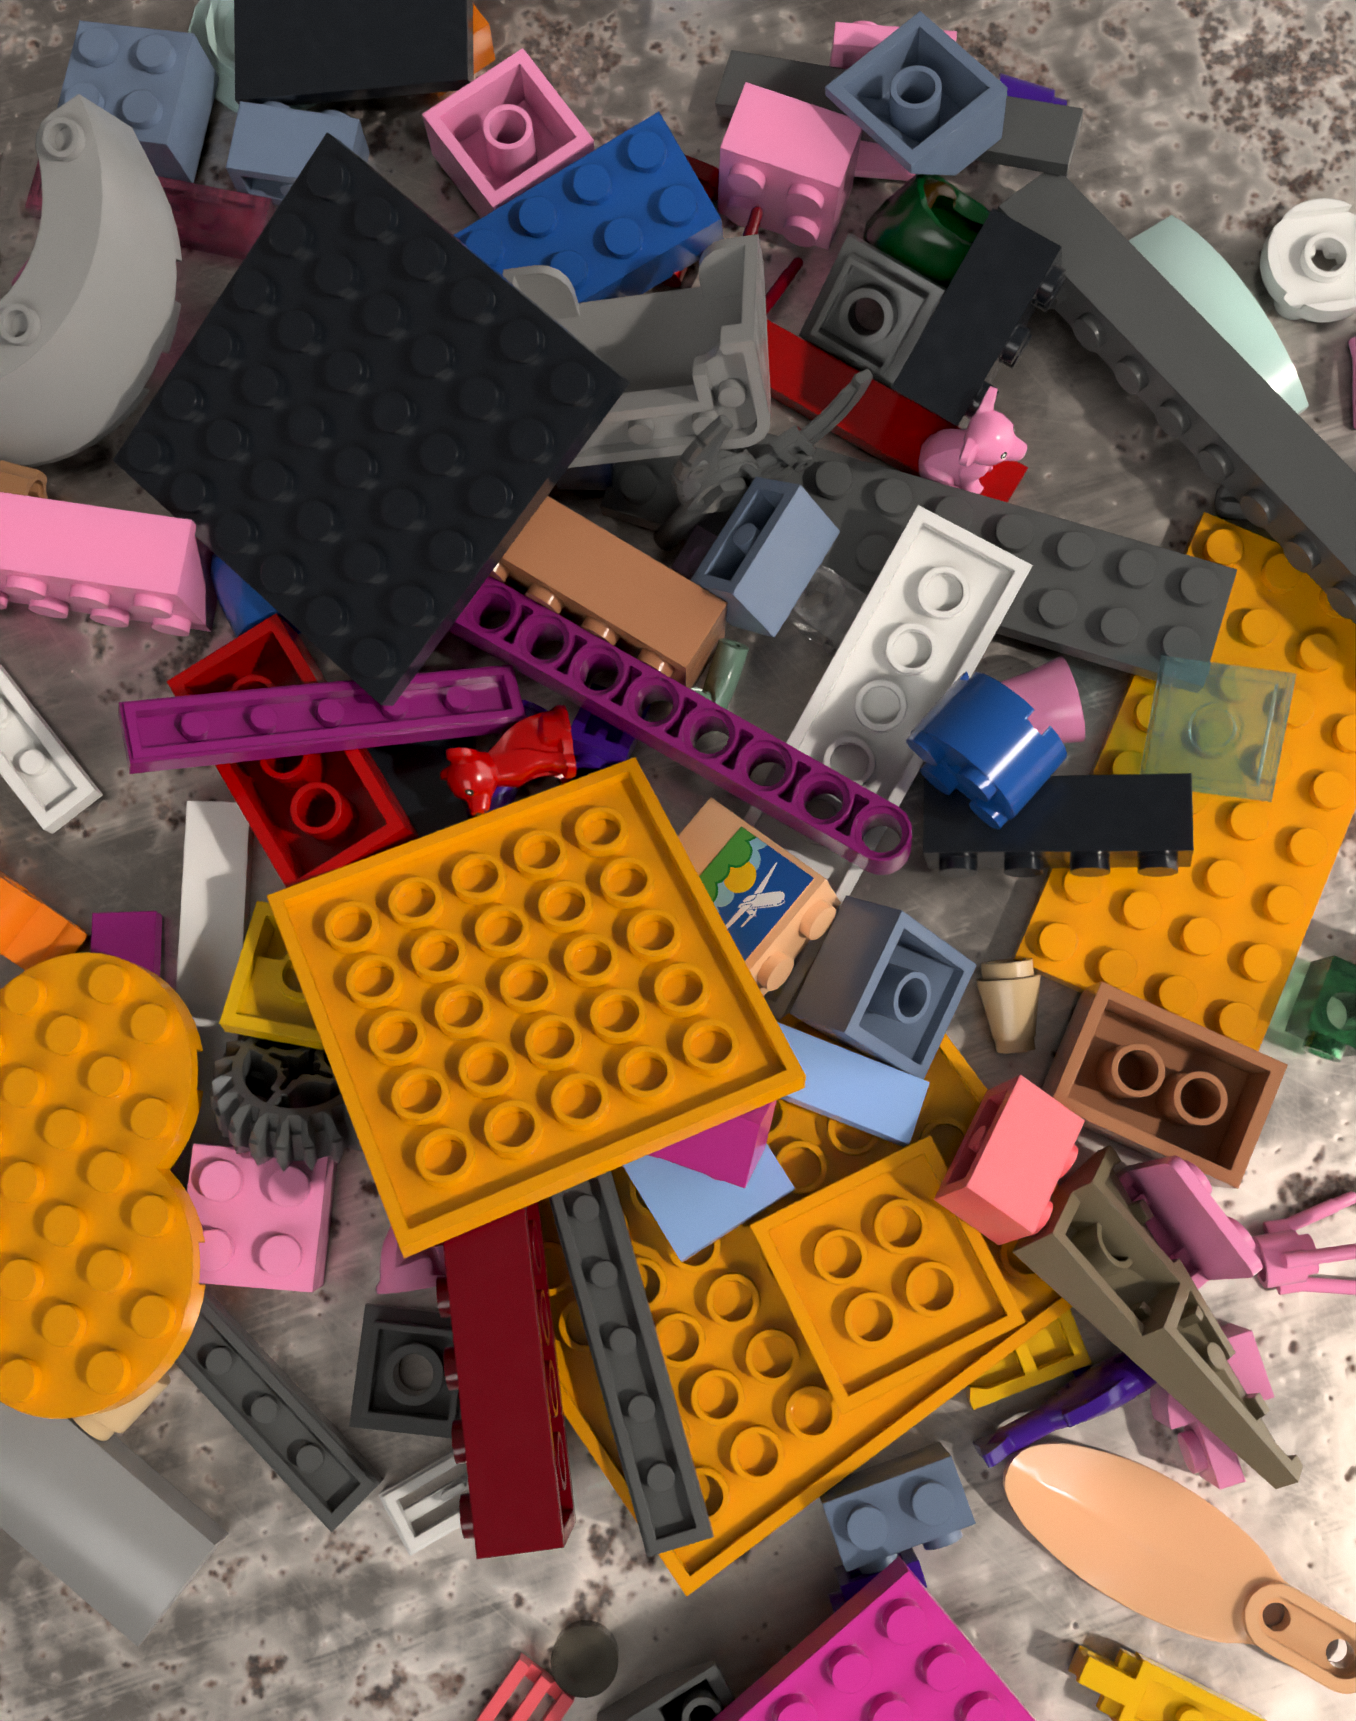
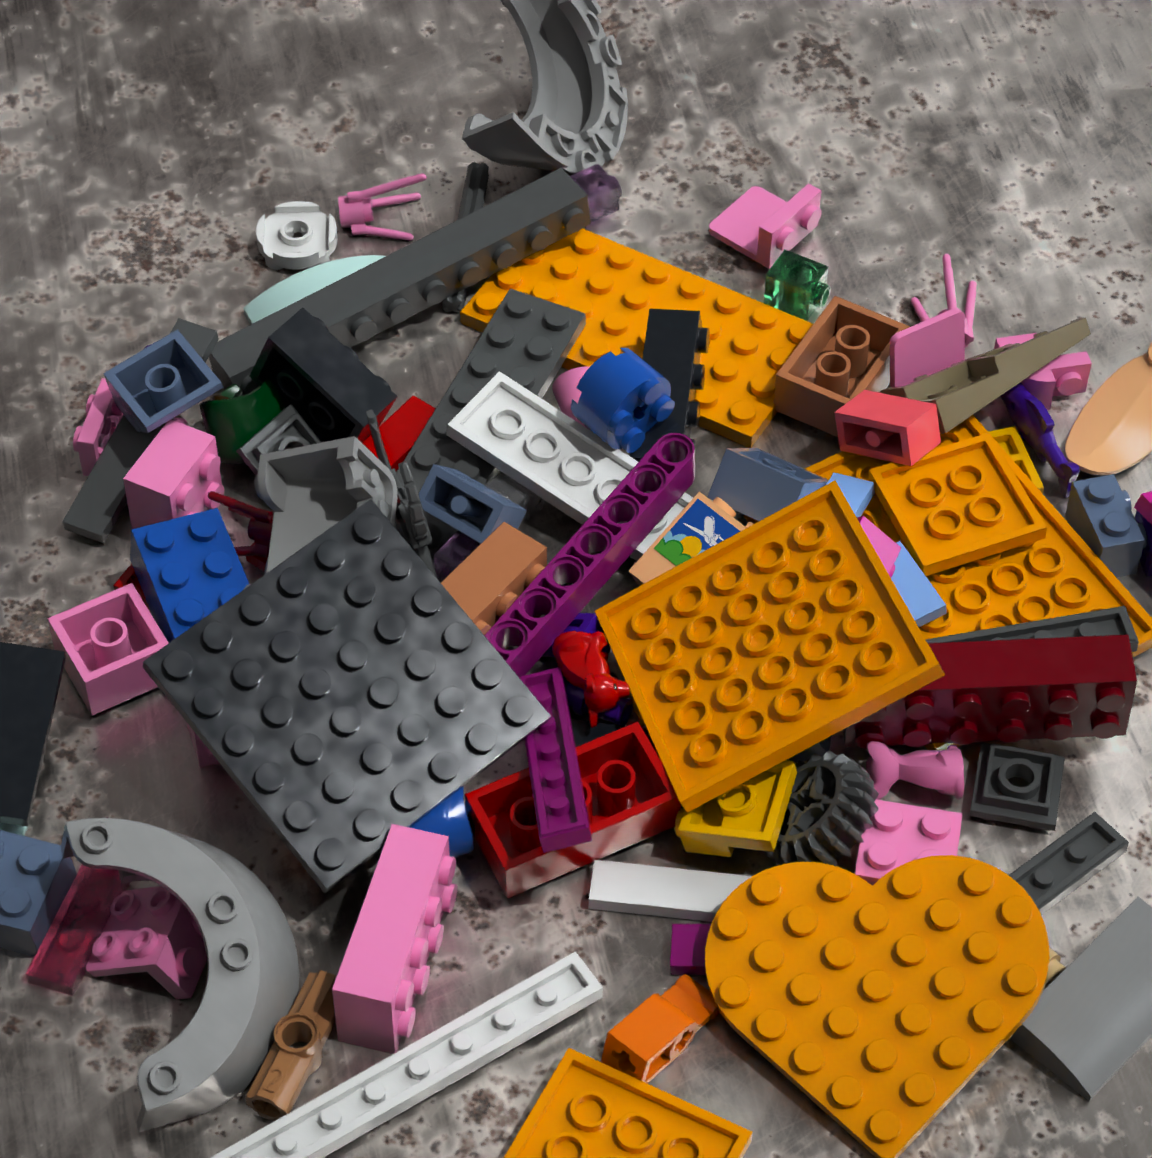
camera: 85 degrees left, 30 degrees down
(276, 142) = (80, 785): sand blue brick -> none
(402, 1517) = (1113, 803): white tile -> none
(965, 455) = (409, 409): bright pink animal -> none
(1010, 1002) = (782, 440): tan cone -> none
(1219, 726) = (613, 307): clear light blue tile -> none

